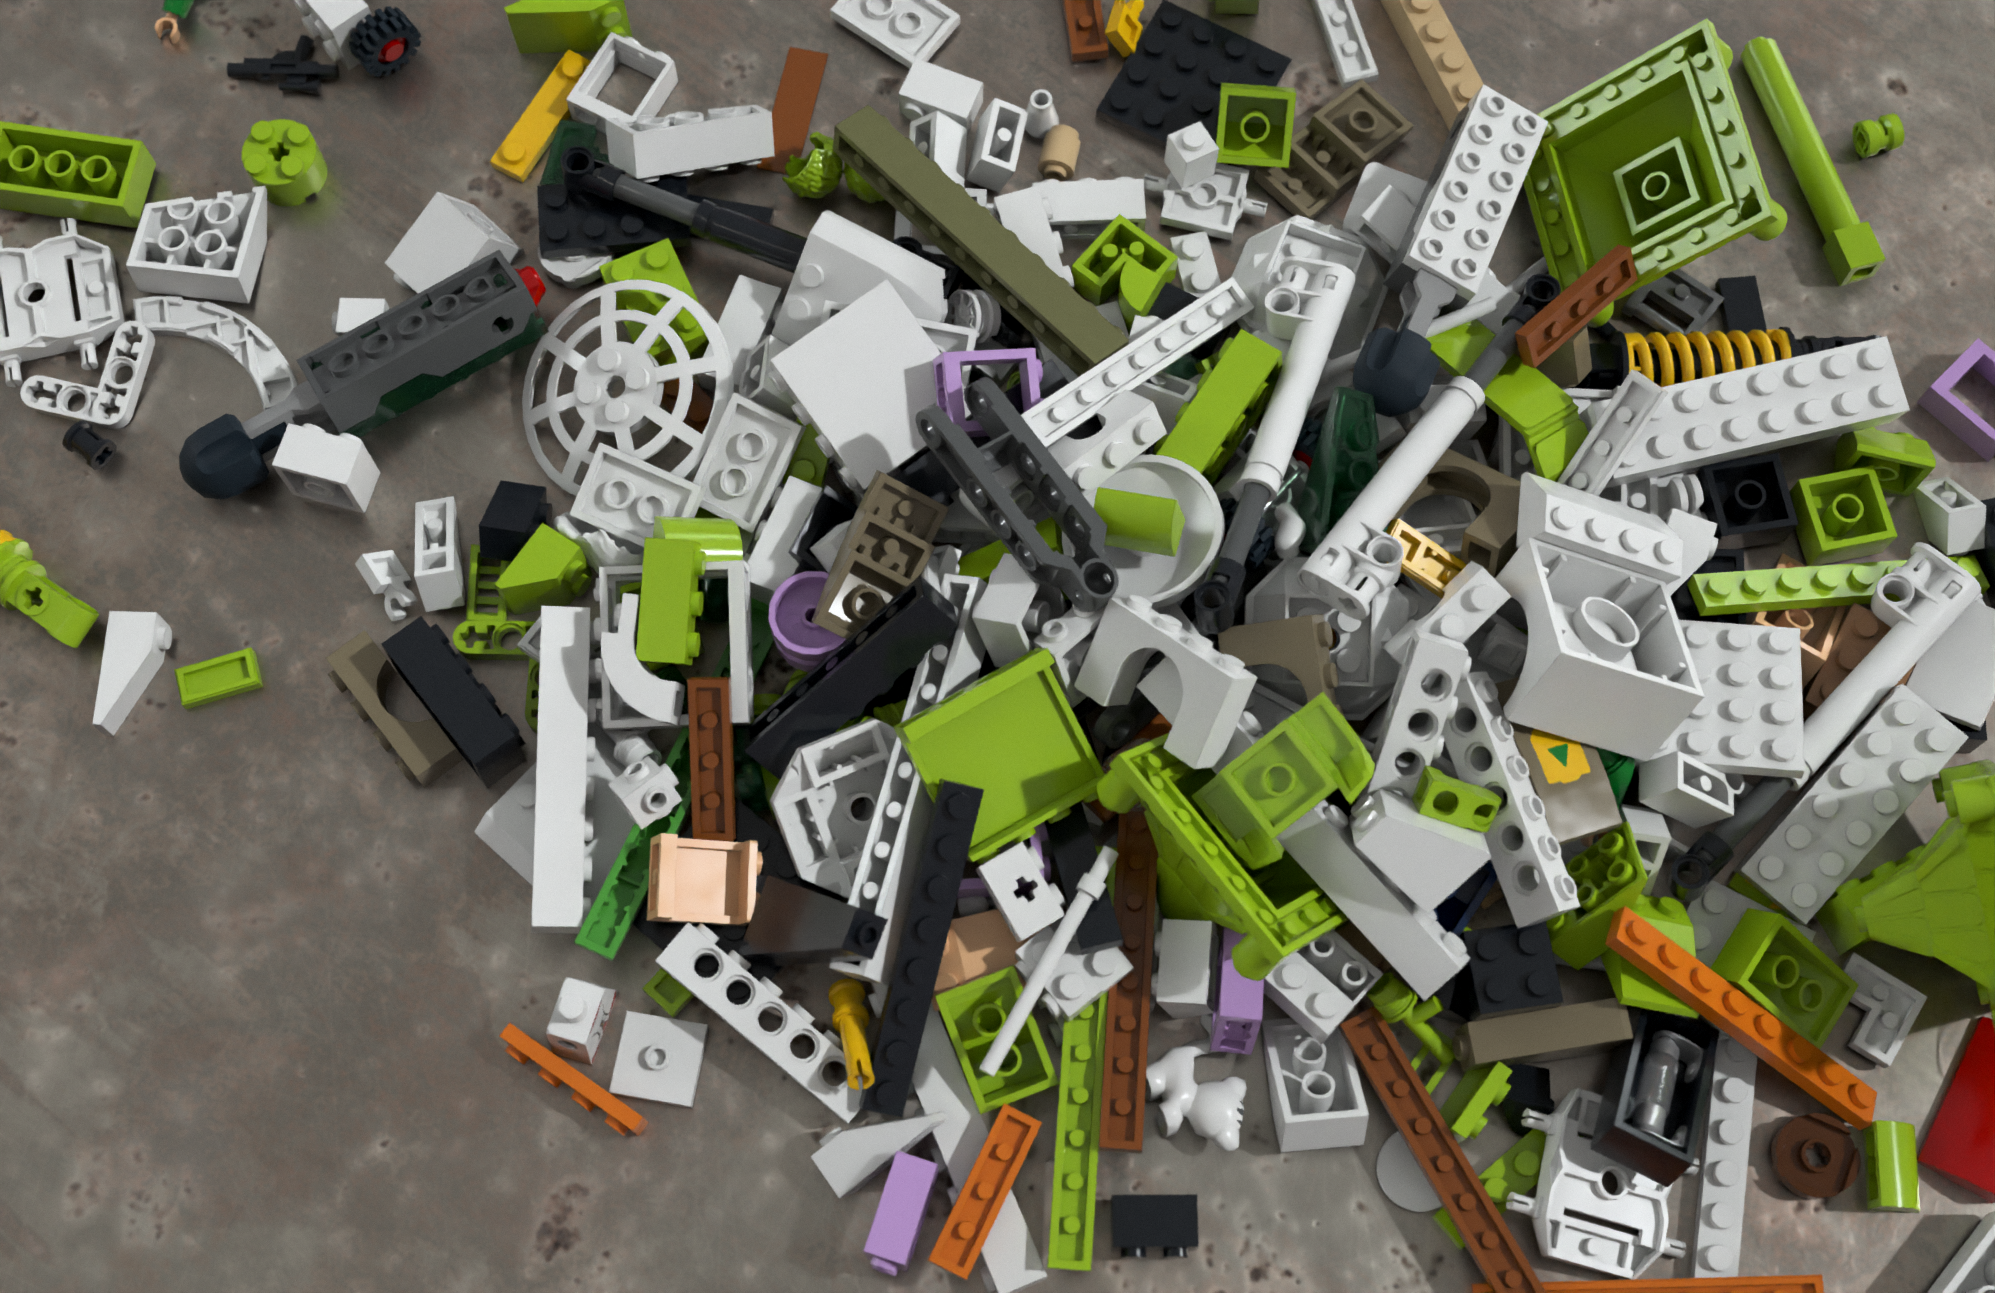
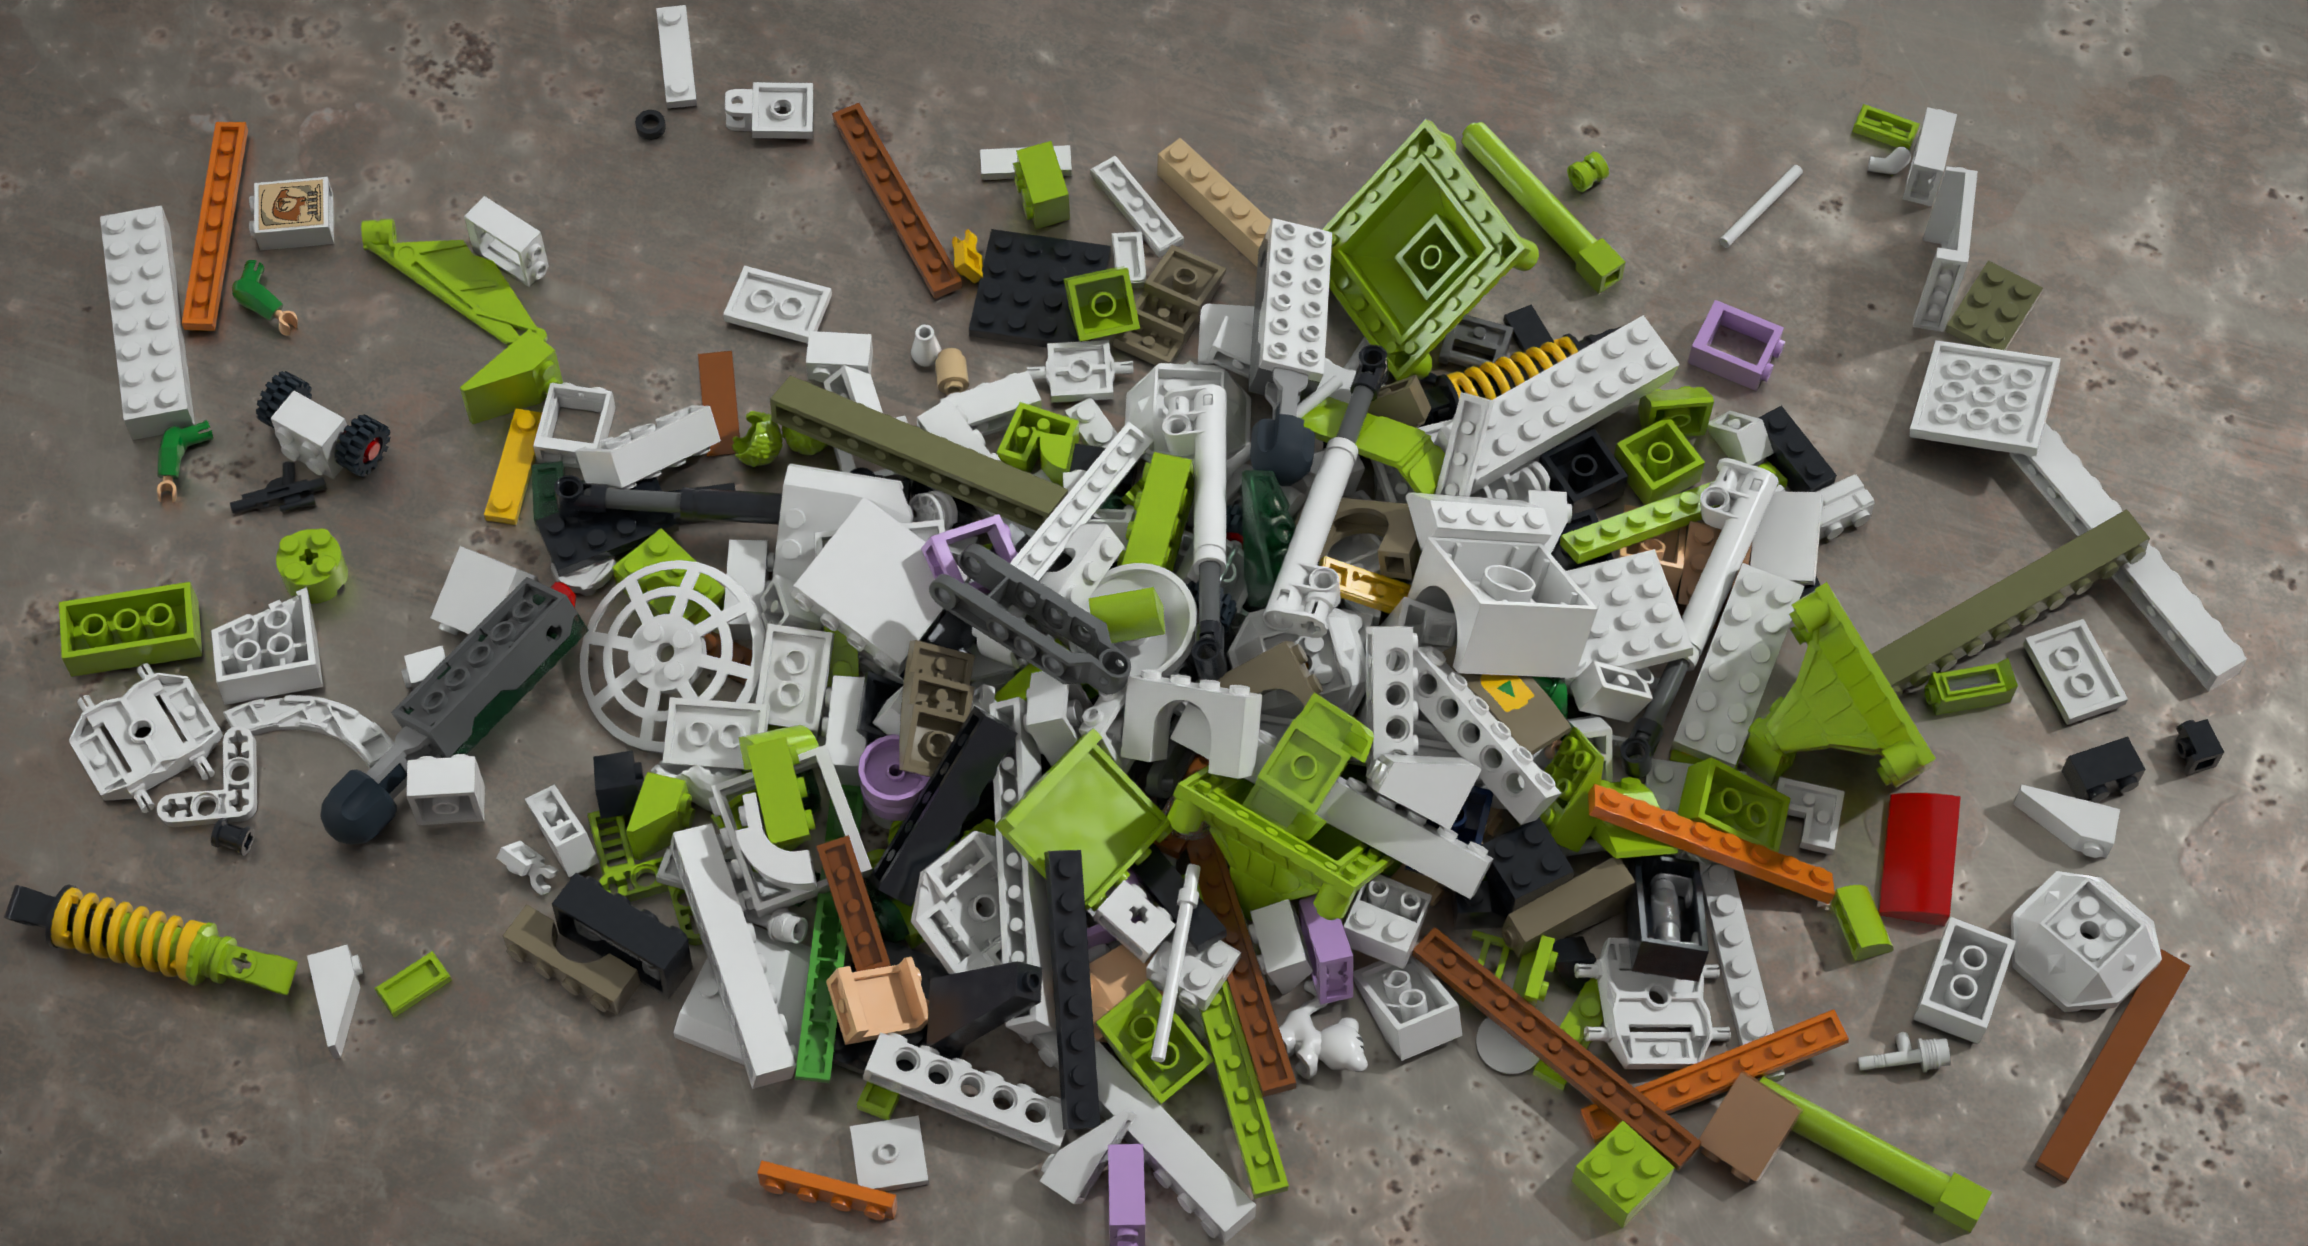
camera: 20 degrees left, 10 degrees down
(580, 1019) = (816, 1138): white torso -> none
(646, 791) = (811, 944): white brick -> none
(850, 1021) = (1033, 1071): yellow pin -> none
(984, 1192) = (1186, 1157): orange plate -> none
(996, 145) = (900, 379): white brick -> none
(1154, 1224) = (1323, 1145): black brick -> none
(1191, 154) = (1060, 340): white brick -> none
(1290, 532) = (1245, 593): white arm -> none
(1309, 79) = (1129, 252): none -> white tile
(1397, 1003) = (1449, 917): lime piece -> none
(1455, 801) = (1440, 743): lime leg -> none
(1465, 606) = (1396, 605): white arch -> none
(1576, 306) = (1402, 361): dark orange plate -> none
(1836, 1146) = (1802, 951): reddish brown plate -> none

